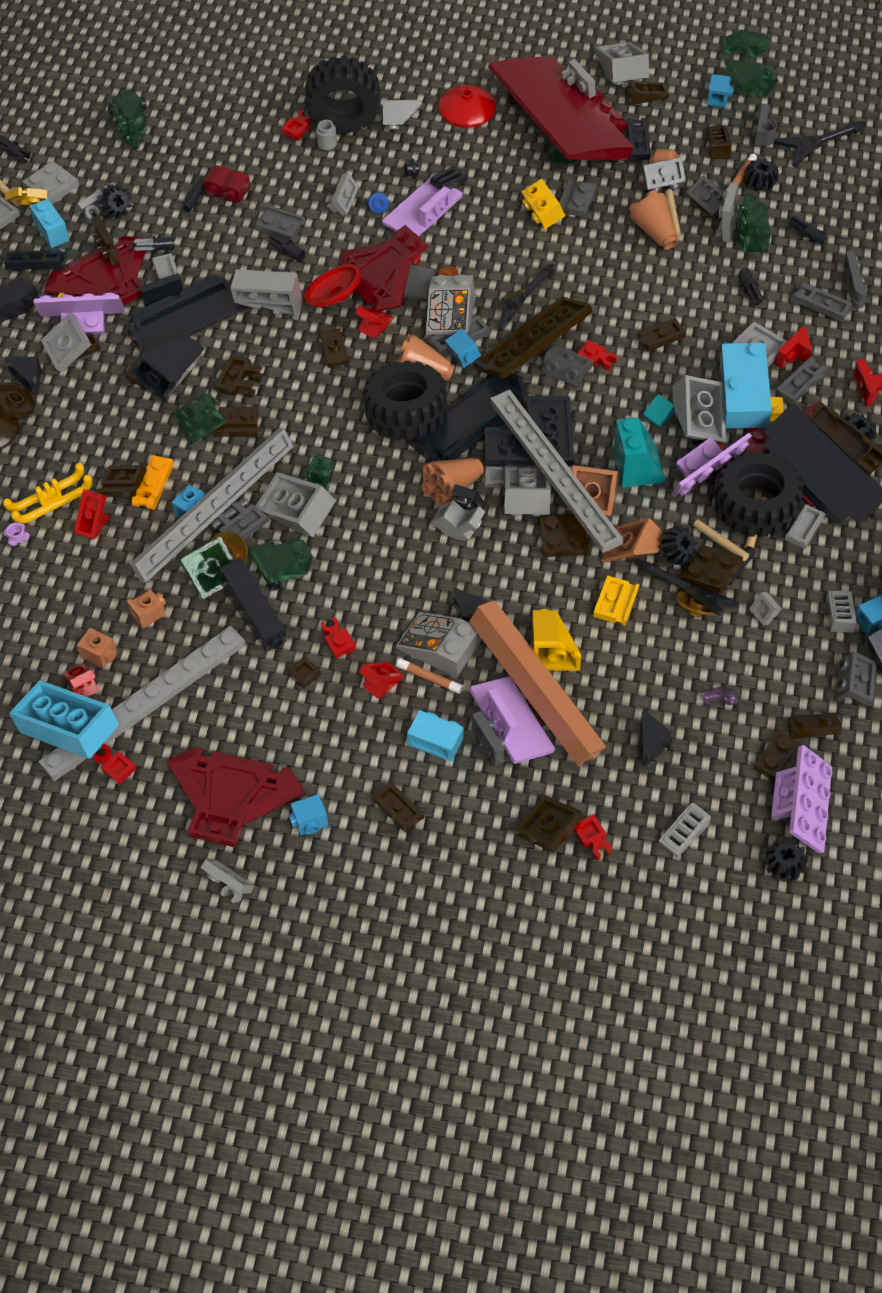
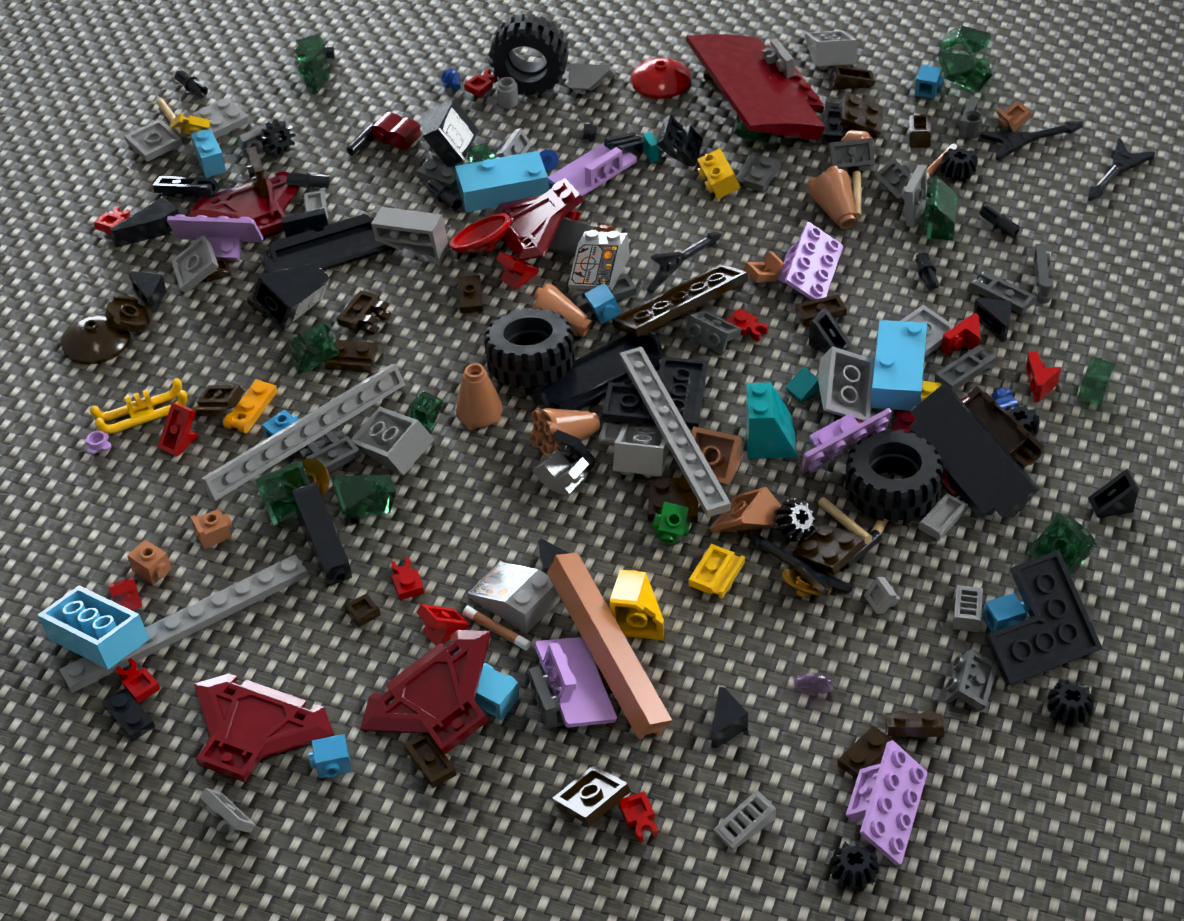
camera: 10 degrees right, 10 degrees down
(113, 796) = (128, 714): none -> black plate
(267, 123) = (451, 79): none -> blue plate
(282, 184) = (448, 132): none -> black slope
(314, 205) = (480, 153): none -> clear green slope
(340, 229) = (501, 180): none -> medium azure brick
(367, 457) = (477, 399): none -> nougat cone
(391, 746) = (435, 693): none -> dark red plate
(475, 180) = (650, 147): none -> teal tile
(500, 173) = (679, 142): none -> black slope
(568, 560) = (671, 523): none -> green brick
(604, 299) = (765, 271): none -> nougat bracket
(644, 288) = (811, 263): none -> lavender bracket
(663, 131) = (861, 115): none -> dark brown plate
(672, 360) = (826, 333): none -> black slope
(803, 120) = (1014, 116): none -> nougat bracket
(819, 326) = (994, 315): none -> black slope
(841, 407) = (1004, 398): none -> blue plate

